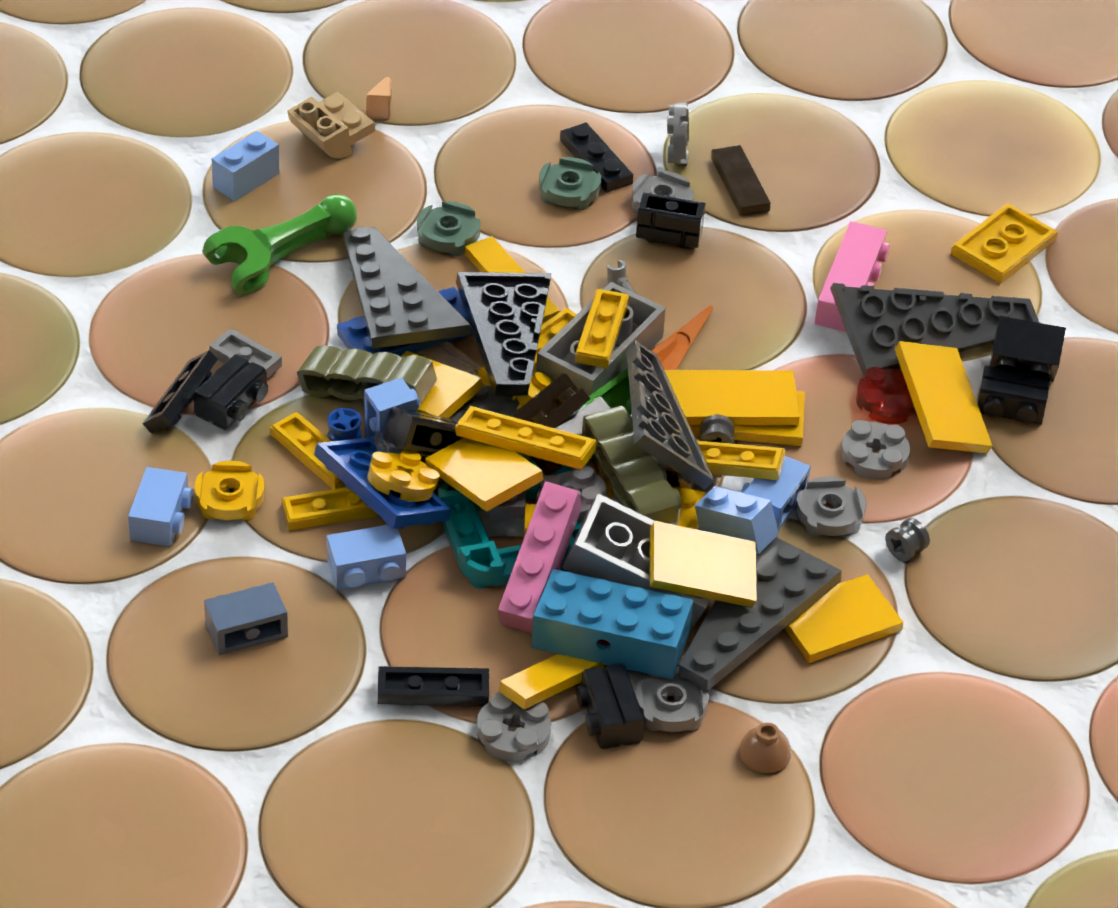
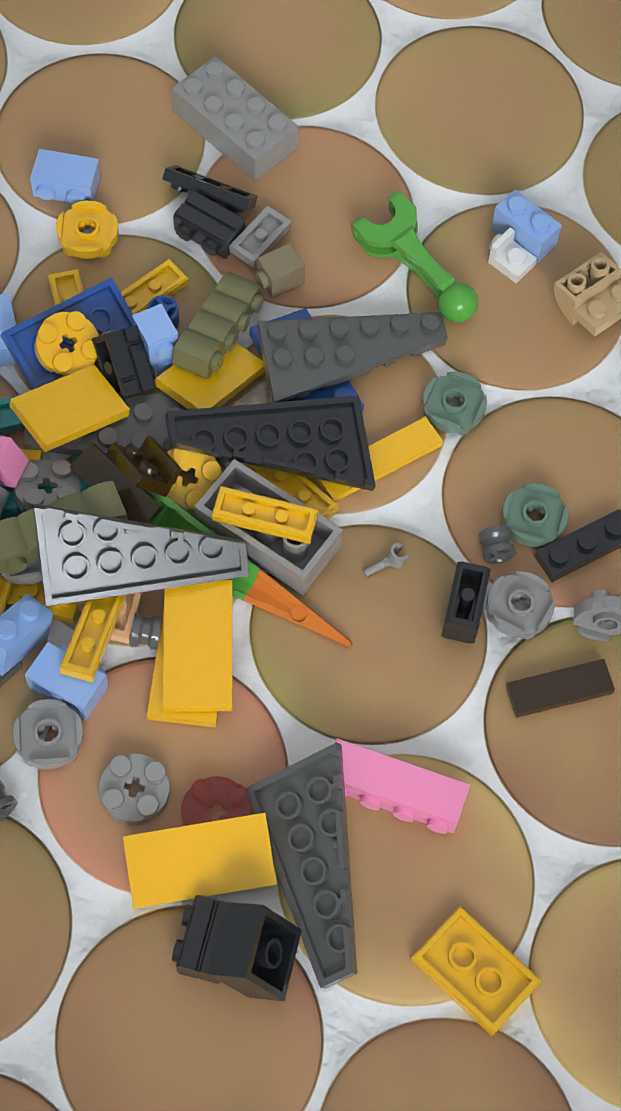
camera: 90 degrees right, 20 degrees up
(88, 369) = (235, 118): none -> light grey brick
(276, 184) = (510, 257): none -> white bracket
(295, 333) = (280, 270): none -> dark tan brick
(526, 437) = (95, 436): yellow tile -> none
(604, 204) = (496, 544): none -> dark grey wheel

